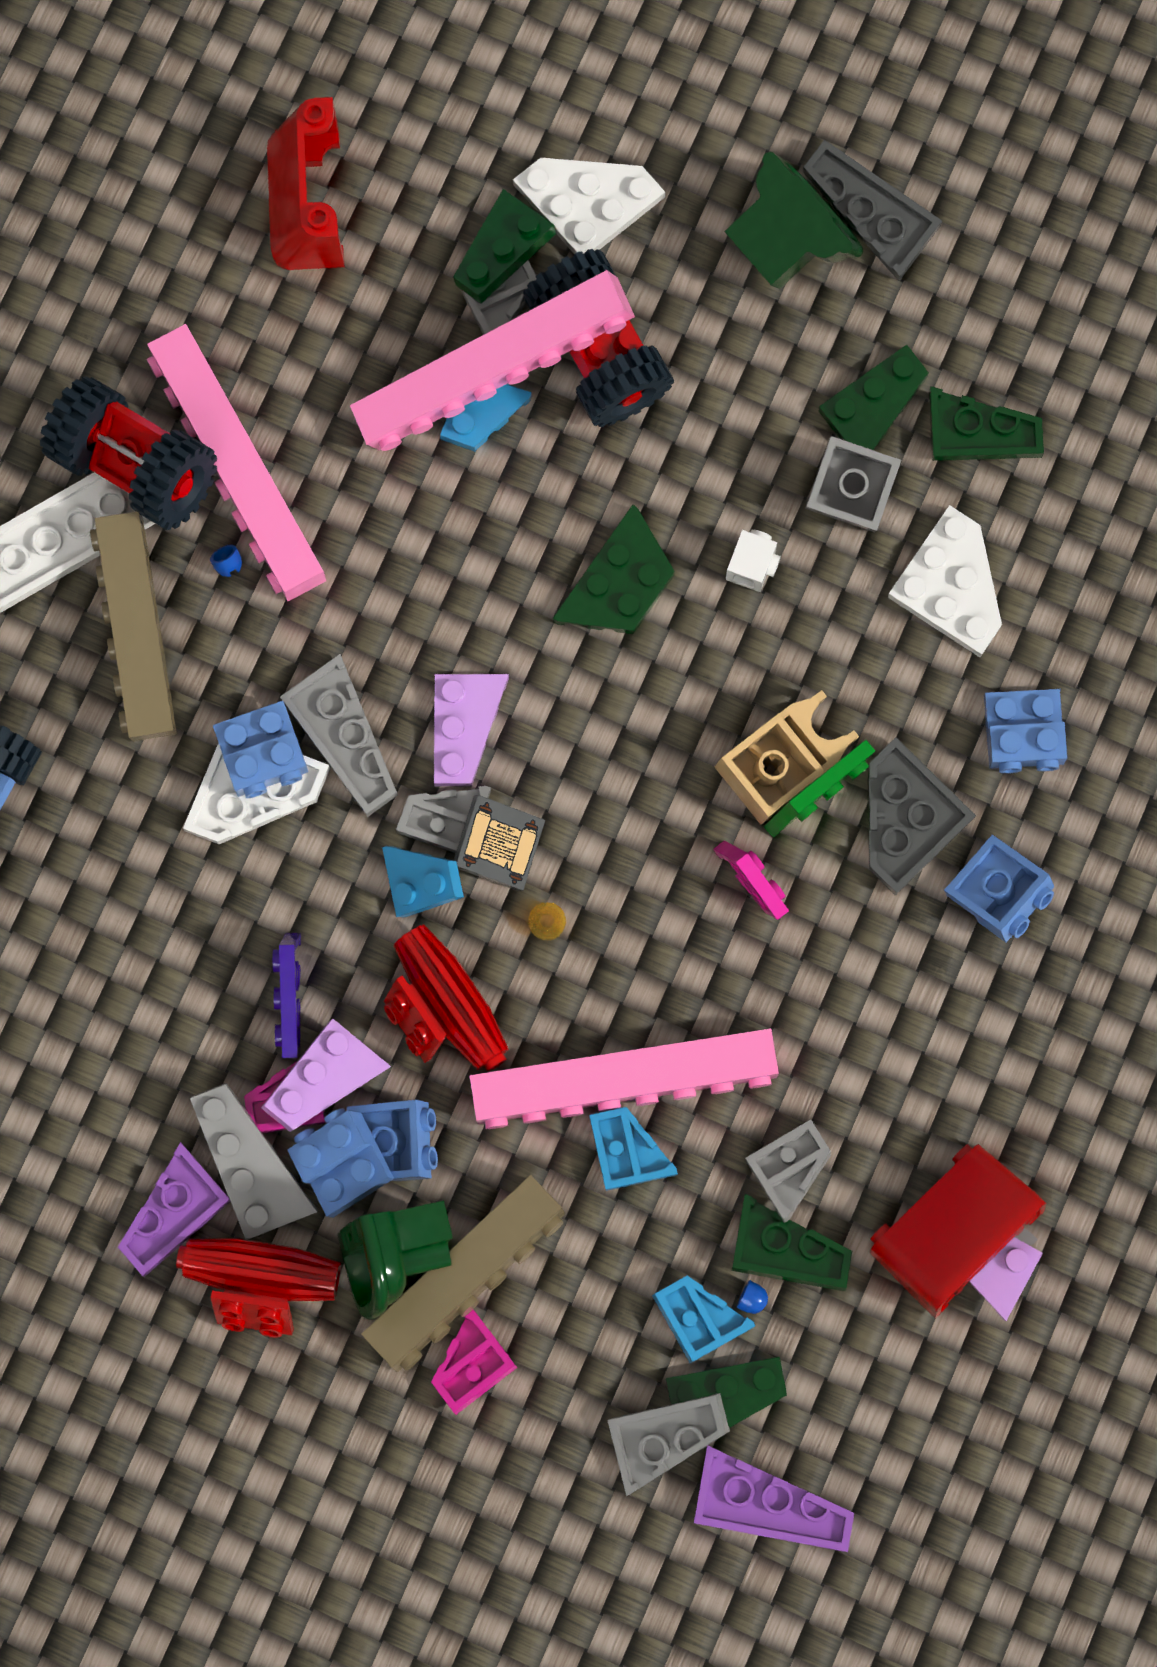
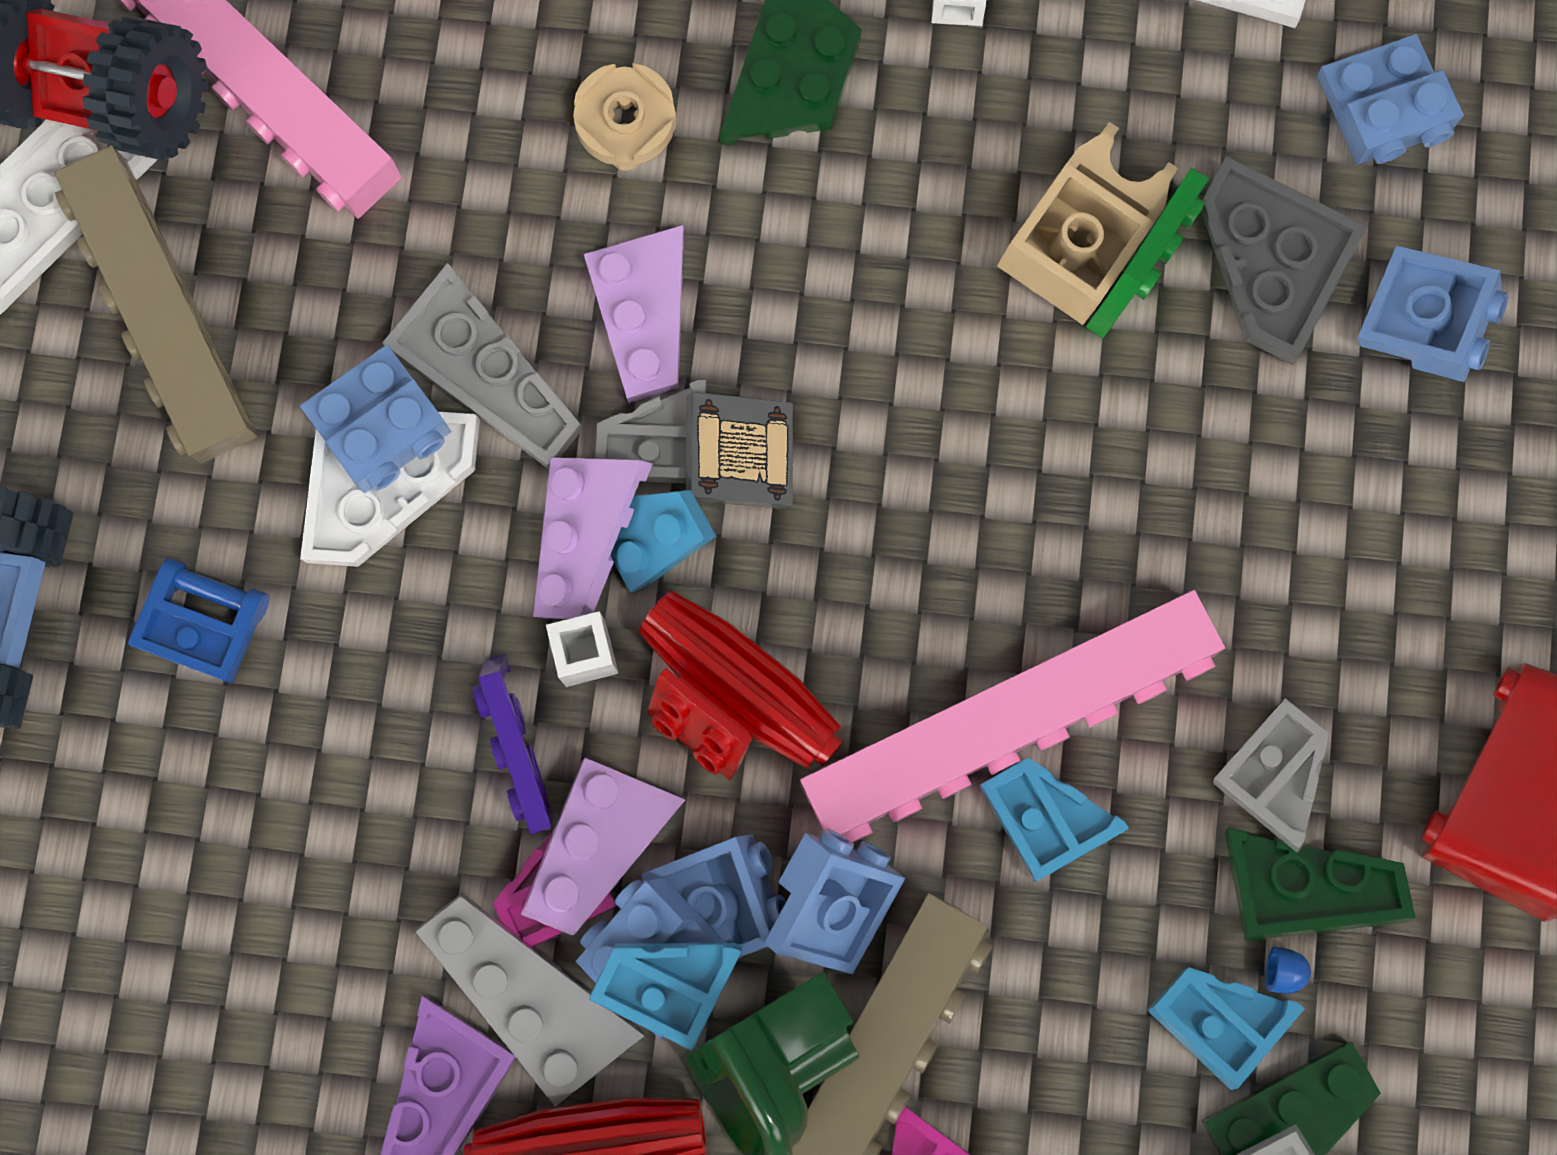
camera: 15 degrees left, 0 degrees up
(95, 859) = (191, 636): none -> blue plate
(226, 560) = (258, 186): blue hinge -> none
(341, 1180) = (666, 985): none -> dark azure wing
(352, 946) = (582, 649): none -> white brick
(377, 861) = (580, 526): none -> lavender wing
(466, 1161) = (833, 901): none -> medium blue plate
(491, 605) = (625, 87): none -> tan plate
(551, 932) = (837, 553): clear yellow plate -> none
(749, 874) = (1101, 396): dark pink wing -> none

